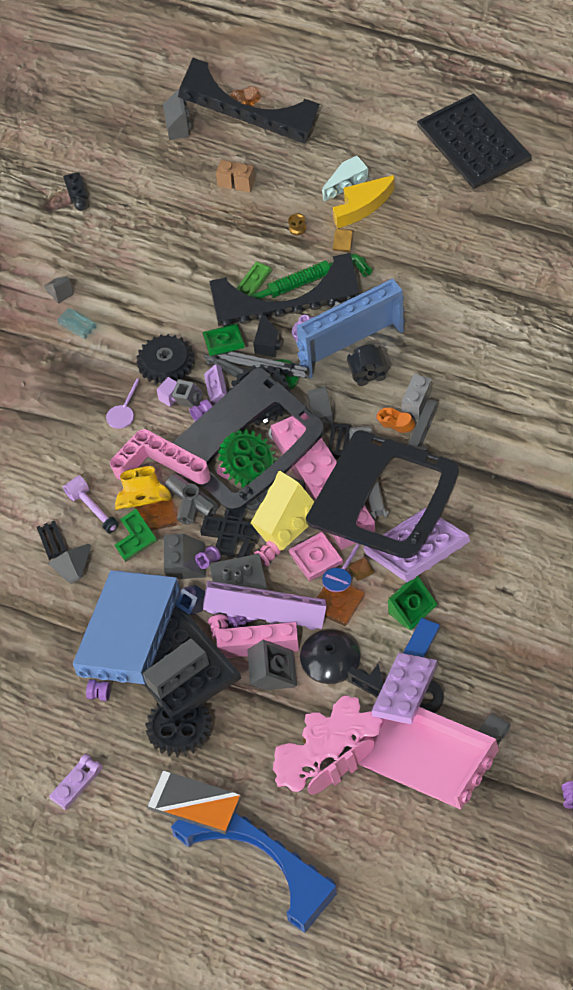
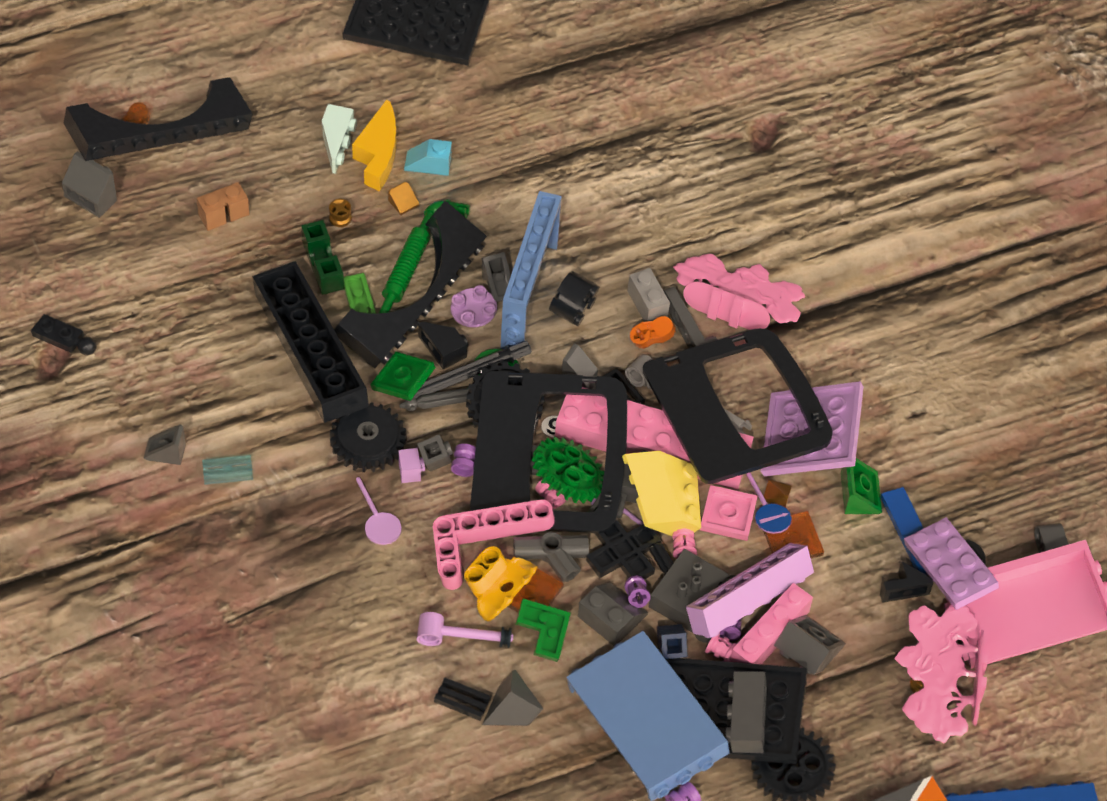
camera: 55 degrees left, 0 degrees up
(187, 281) = (310, 342): none -> black brick
(215, 384) = (446, 424): lavender plate -> none
(249, 250) = (323, 263): none -> dark green arch
(333, 665) = (841, 604): black dish -> none
(385, 228) = (430, 157): none -> medium azure slope
(486, 436) = (739, 293): none -> bright pink plant

